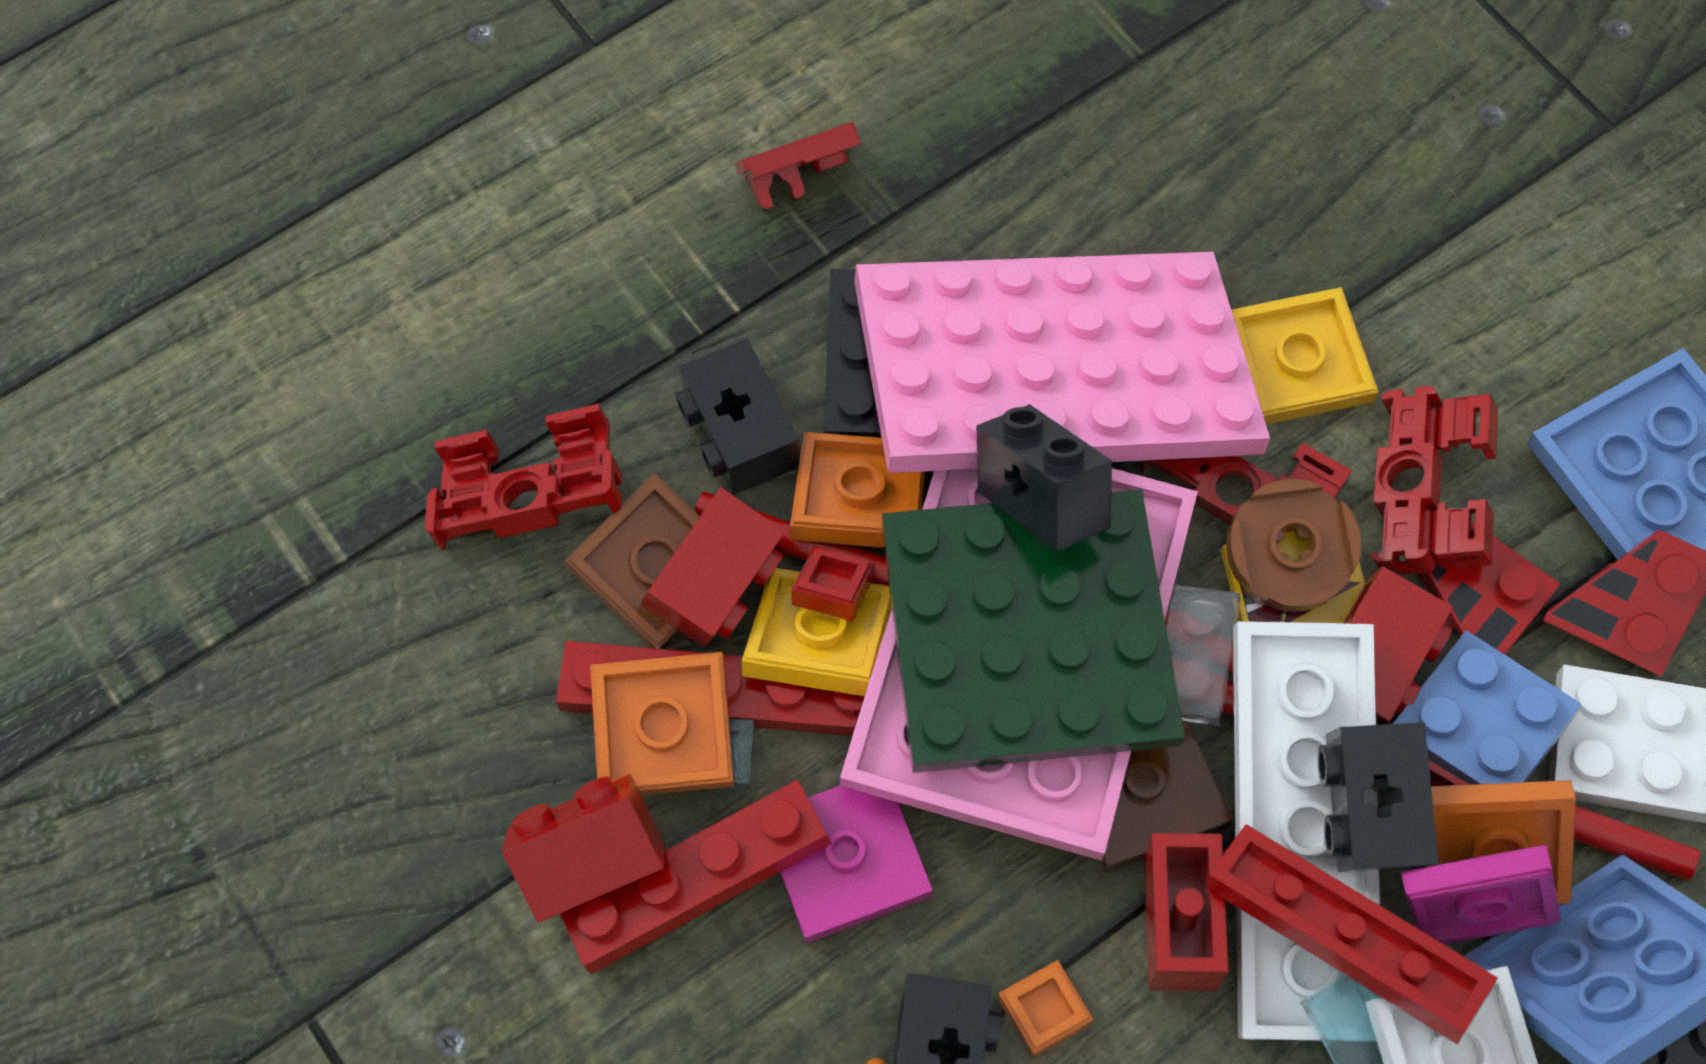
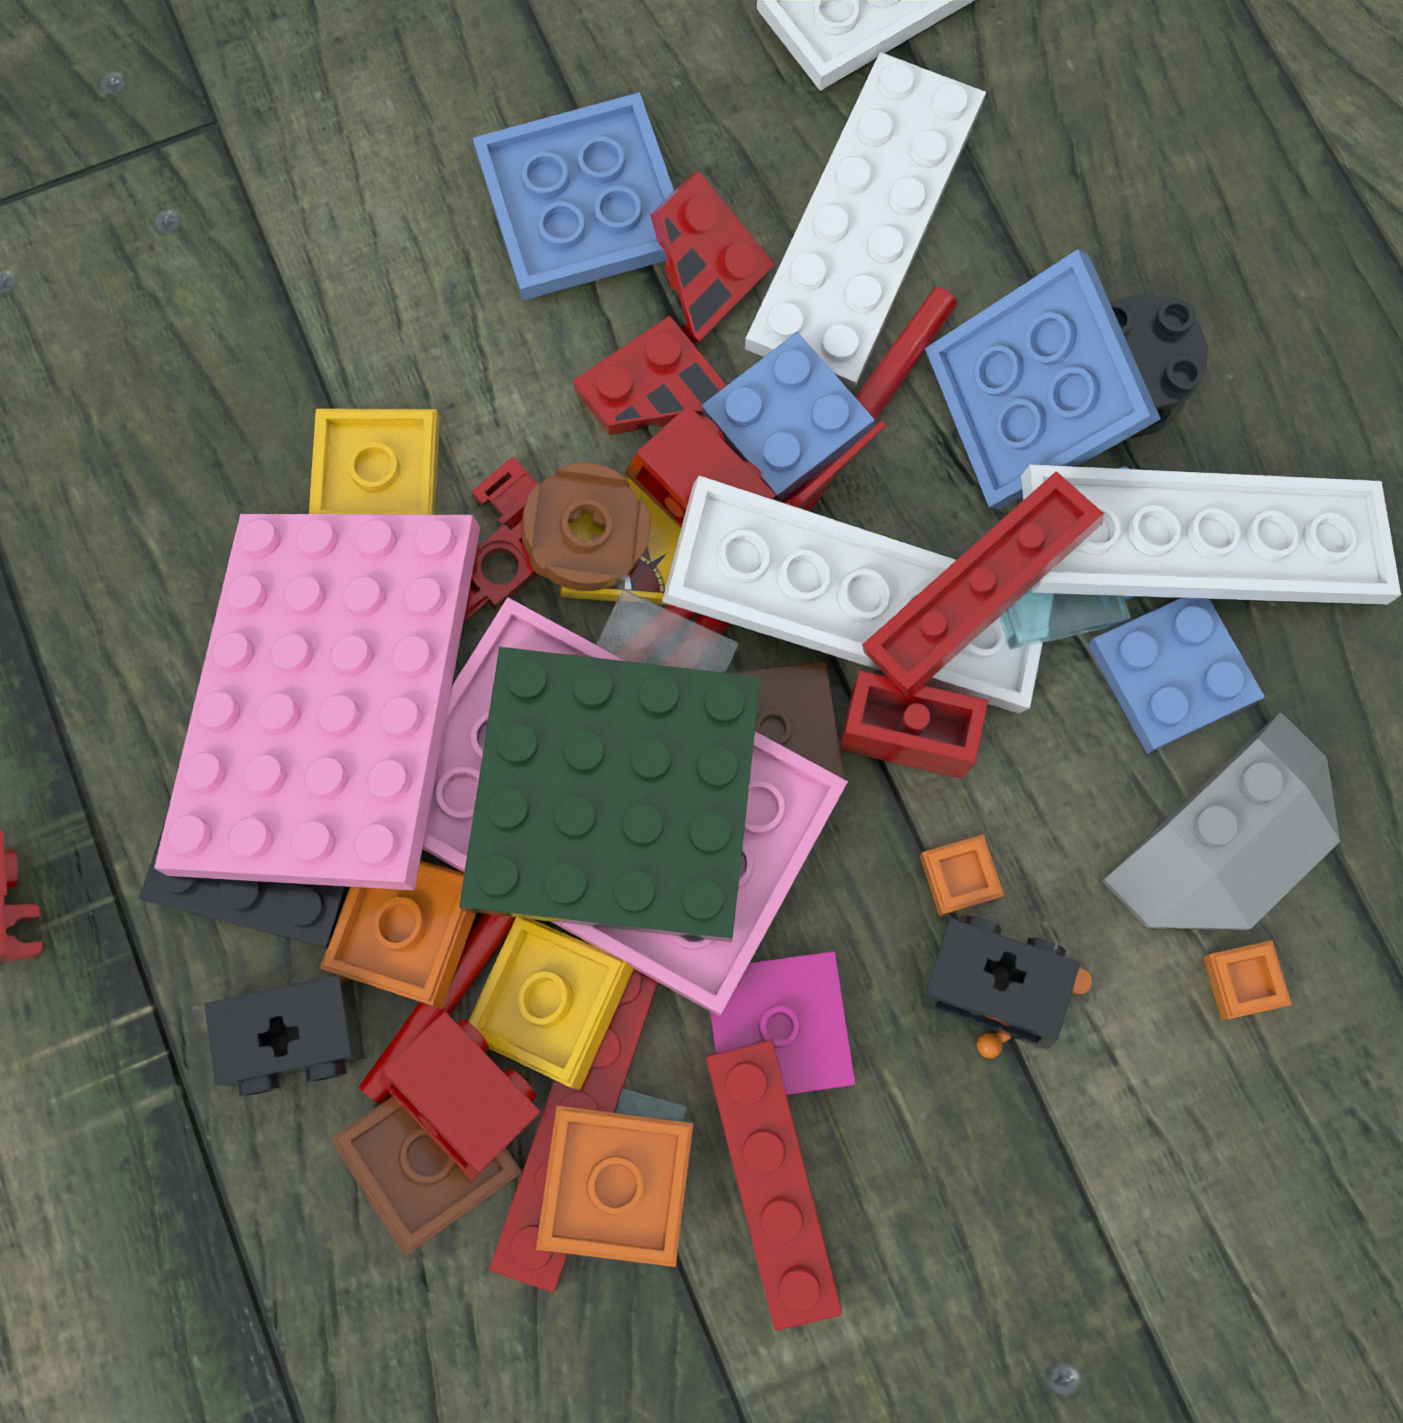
camera: 80 degrees left, 10 degrees up
(483, 500) = (304, 1334): red piece -> none
(583, 846) = (729, 1293): red brick -> none
(833, 583) = (503, 975): red tile -> none
(1044, 477) = (476, 733): black brick -> none
(1390, 762) = (864, 521): black brick -> none
(1416, 519) = (585, 423): red piece -> none
(1483, 895) = (958, 464): dark pink plate -> none
(1507, 818) = (911, 437): orange plate -> none

